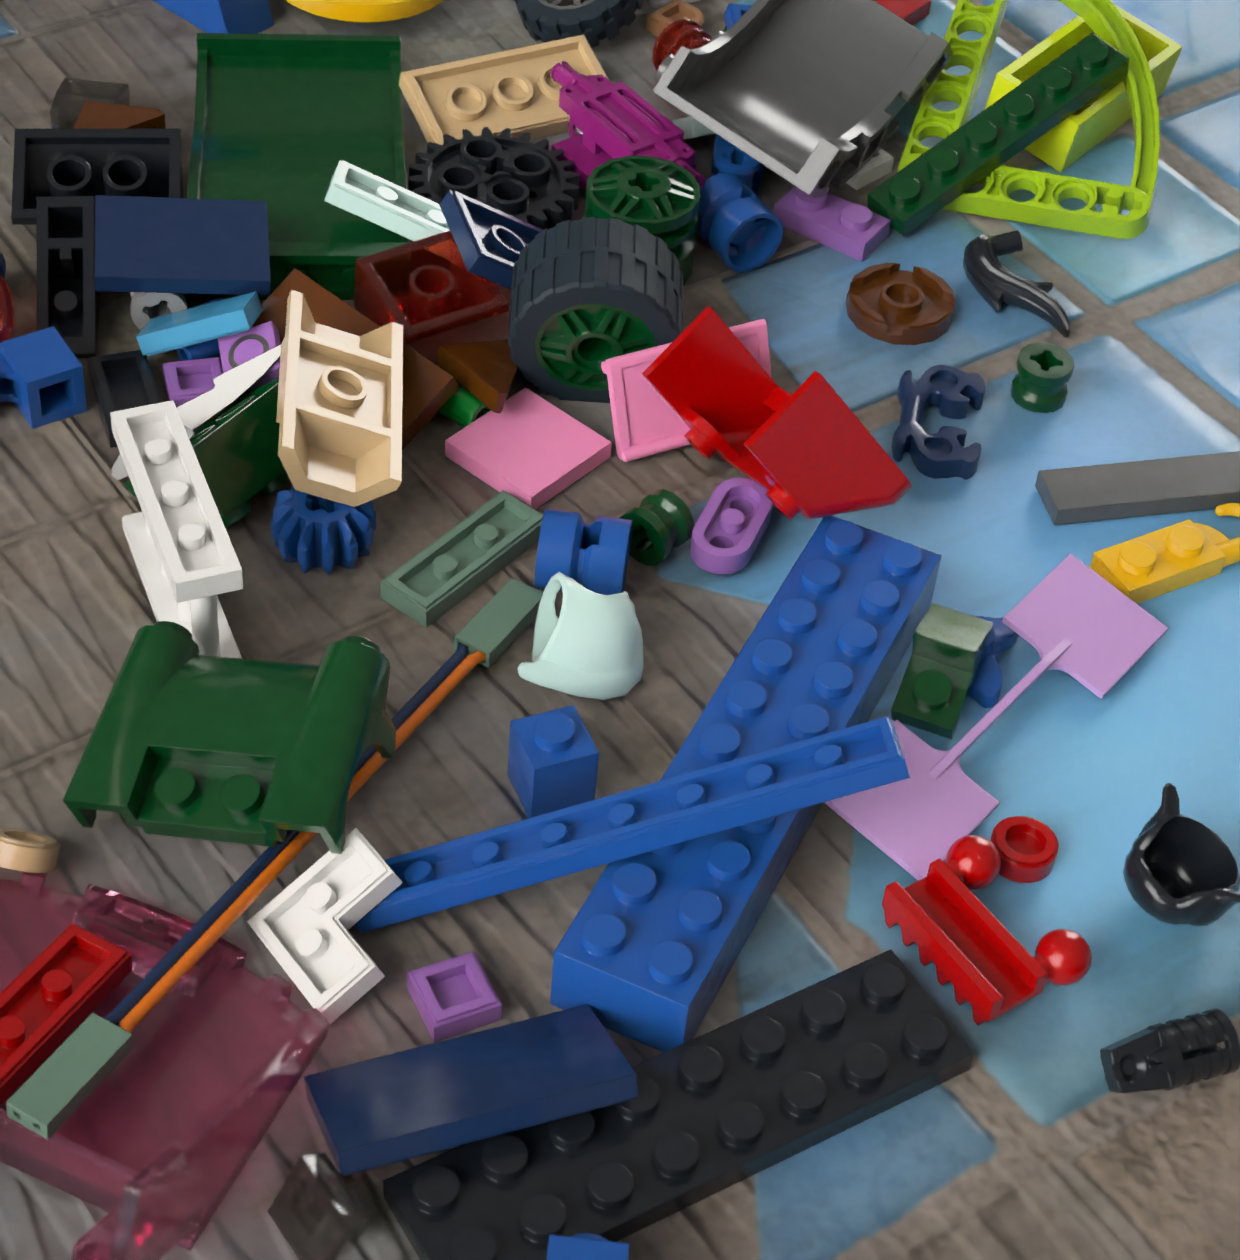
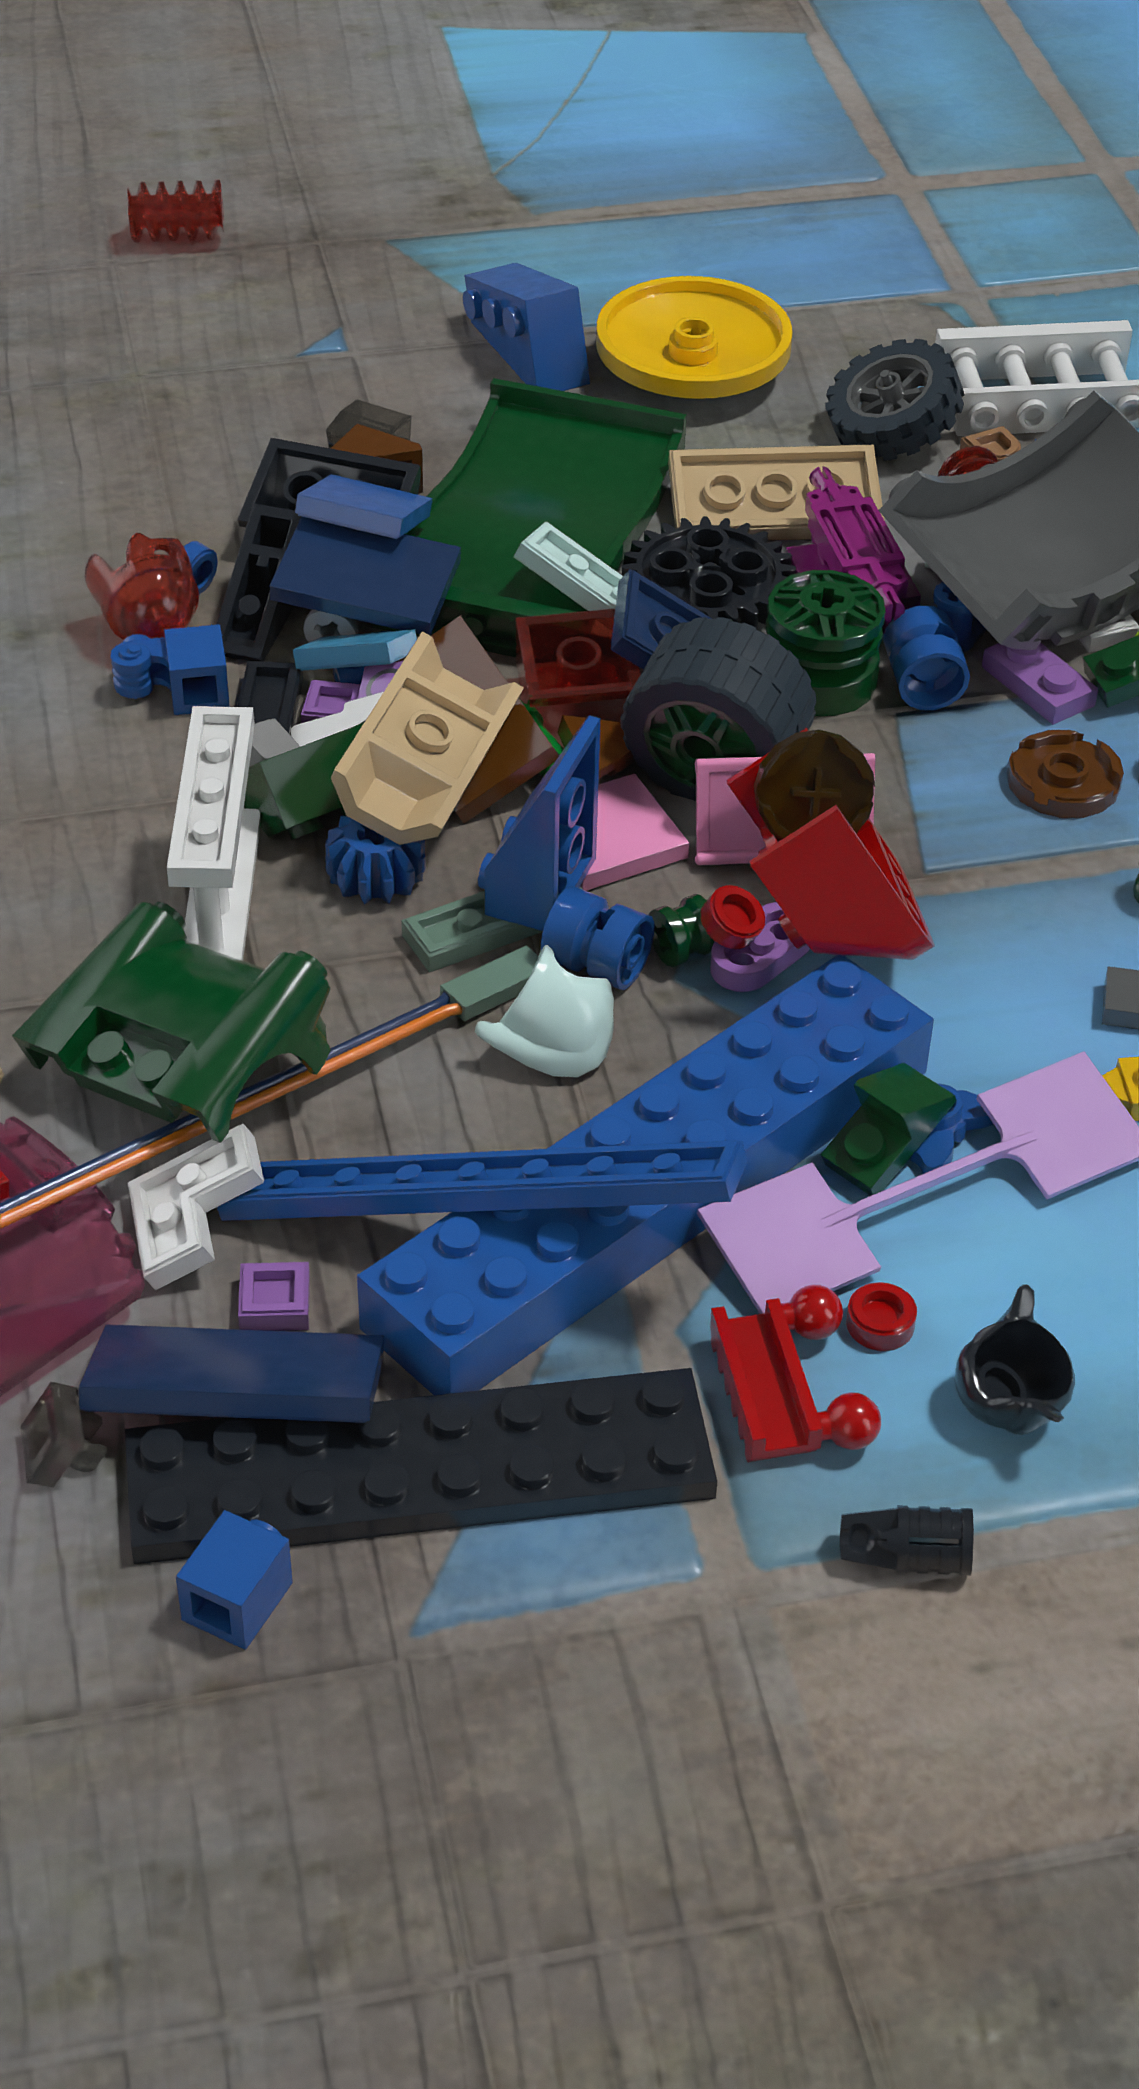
camera: 25 degrees right, 0 degrees up
(151, 179) = (363, 506): none -> blue tile
(501, 465) = (550, 839): none -> blue slope
(552, 761) = (462, 1109): blue brick -> none
(705, 503) = (732, 917): none -> red tile
(728, 365) = (809, 777): none -> dark brown tile
(940, 453) = (1030, 927): dark blue helmet -> none

